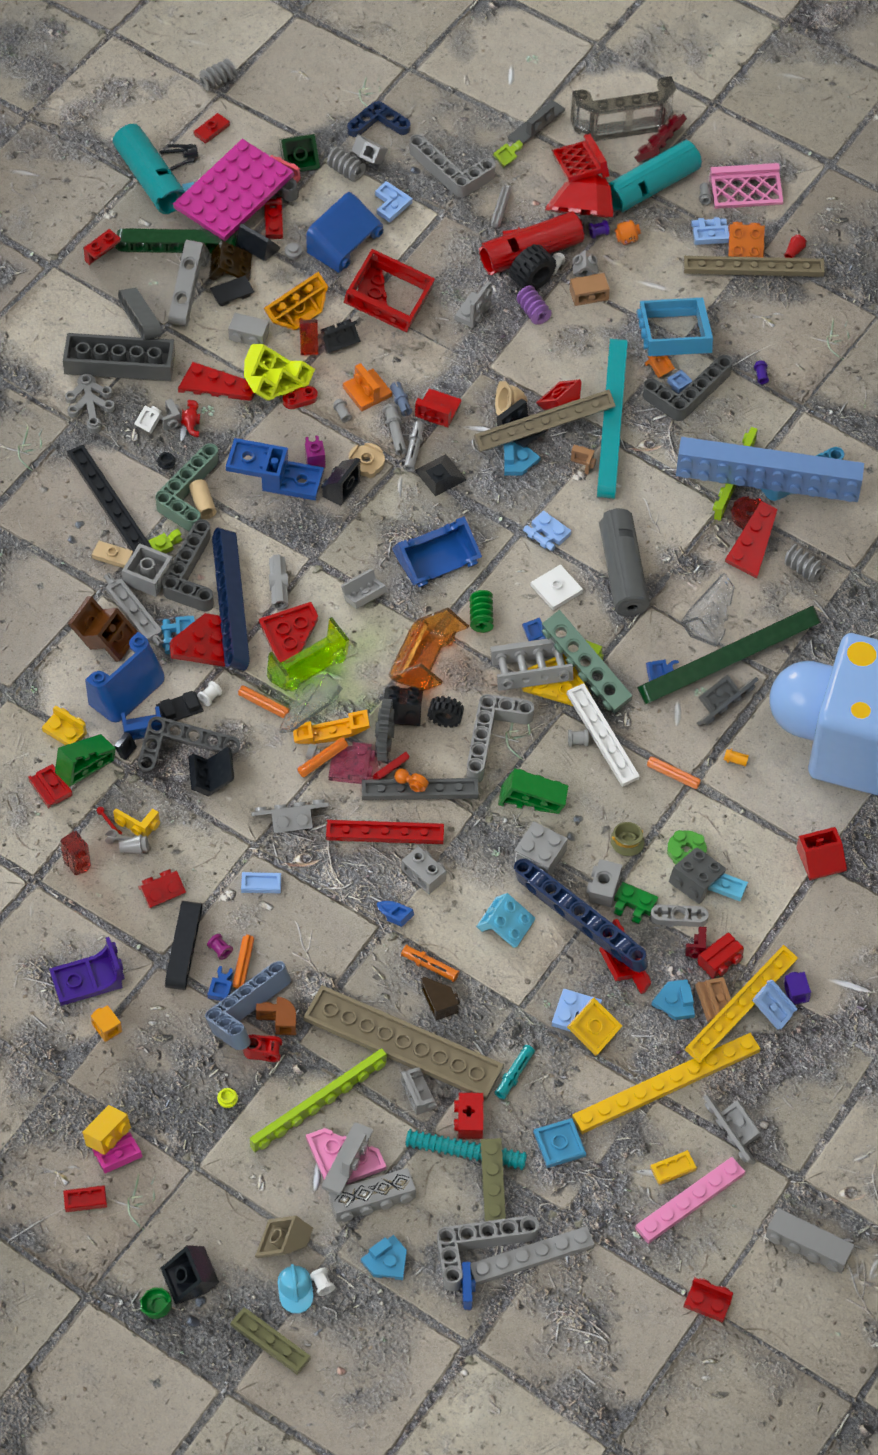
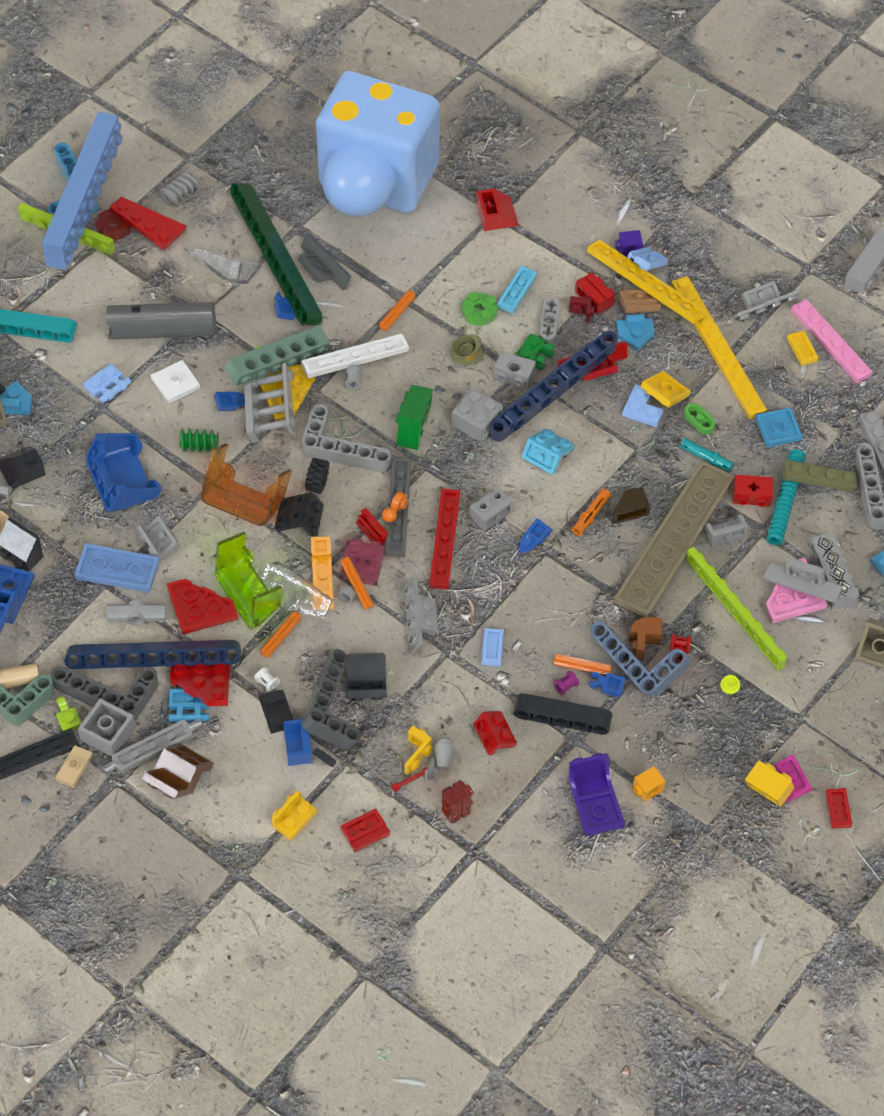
camera: 85 degrees left, 0 degrees up
(83, 758) = (342, 792): green wedge -> none
(128, 684) = (229, 733): blue windscreen -> none
(328, 562) = (117, 568): none -> medium blue plate
(384, 729) = (341, 519): dark grey gear -> none
(560, 1063) = (700, 420): none -> bright green plate
(583, 456) = (24, 342): medium nougat bracket -> none
(696, 874) = (513, 299): dark grey bracket -> none
(736, 757) = (385, 265): light orange pin -> none

